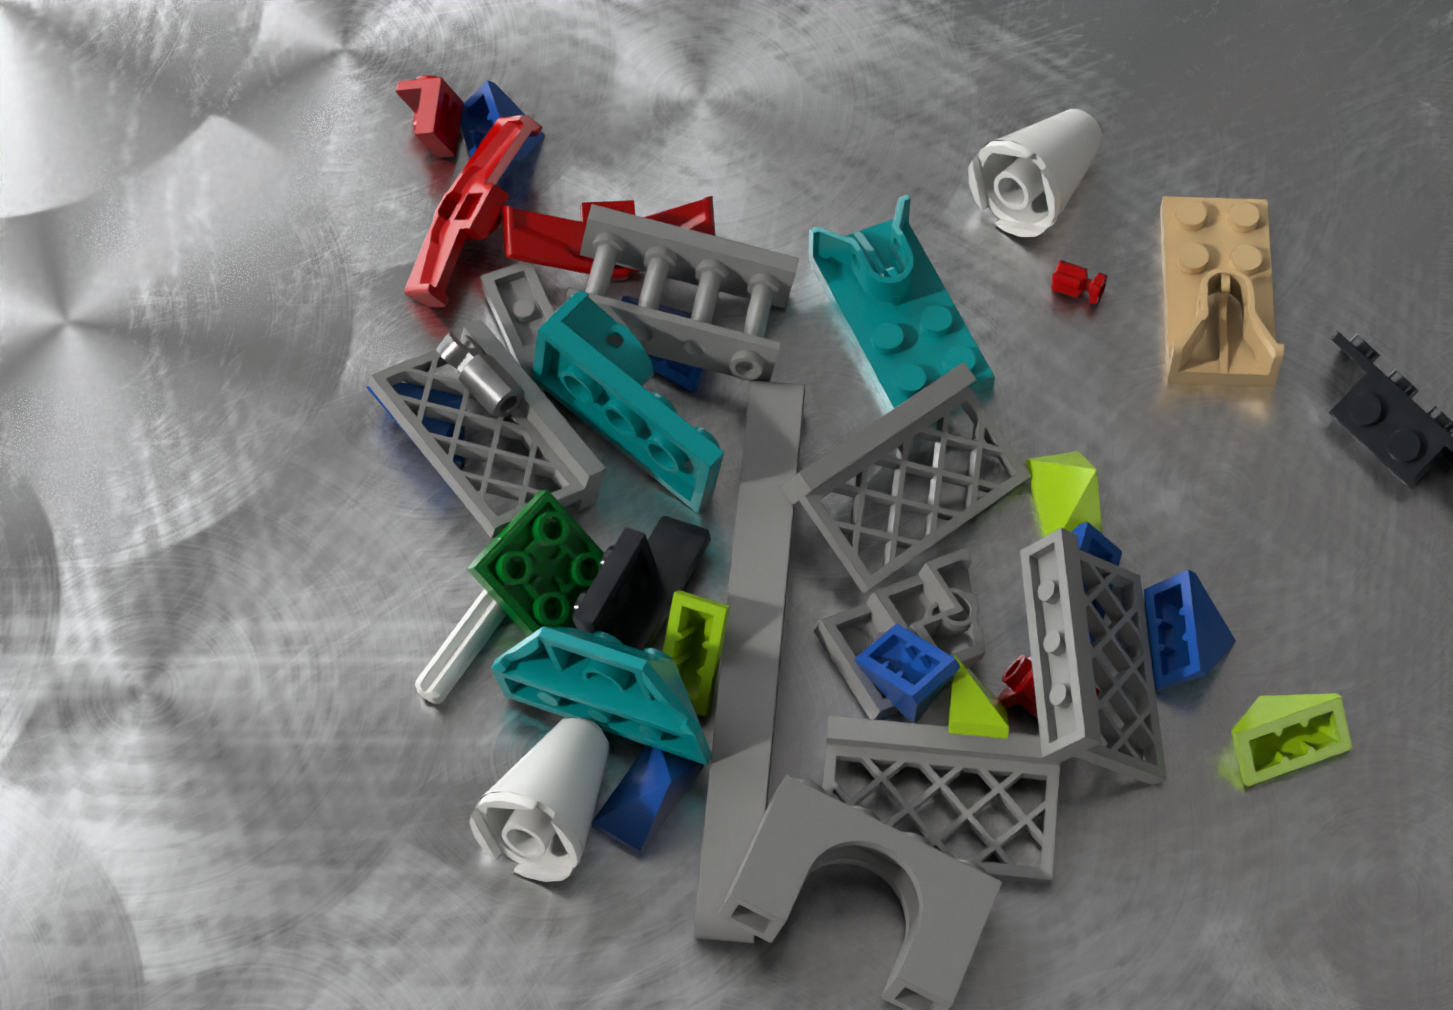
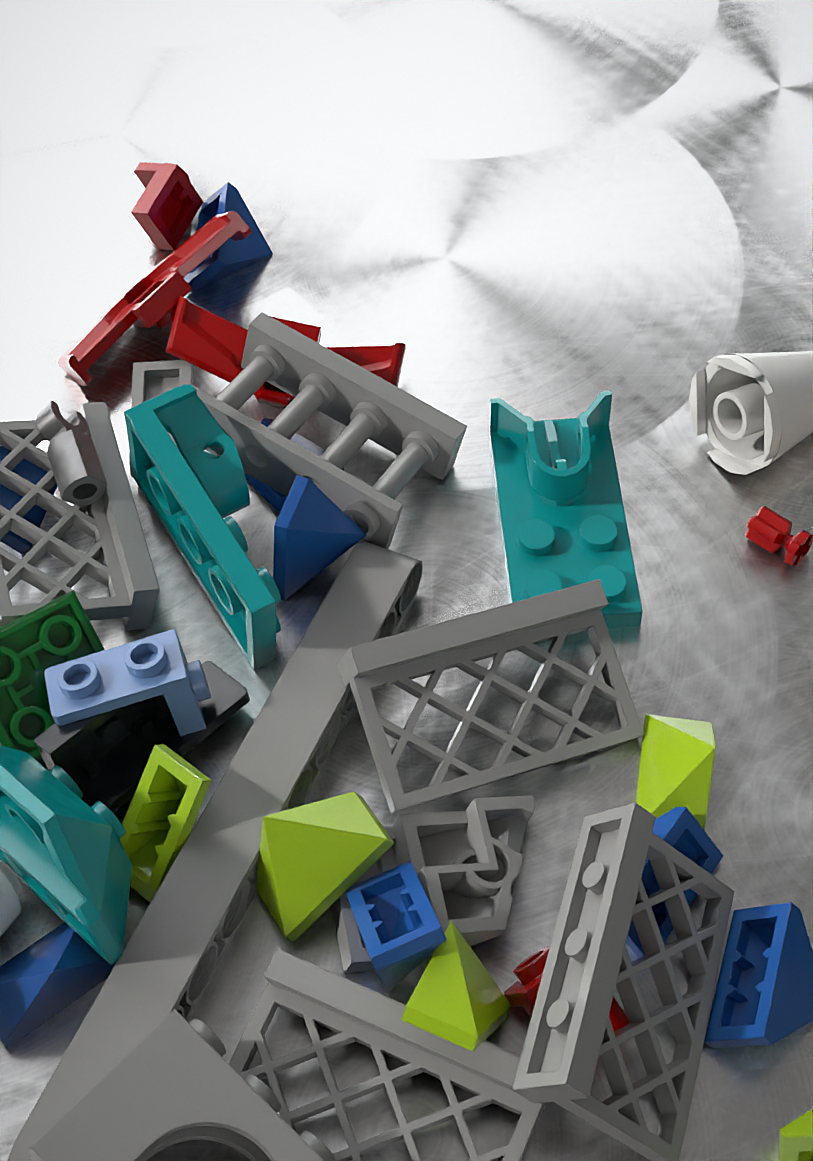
camera: 20 degrees right, 5 degrees down
(624, 546) = (128, 676): none -> medium blue bracket
(712, 386) = (309, 536): none -> blue slope
(824, 643) = (315, 856): none -> lime slope

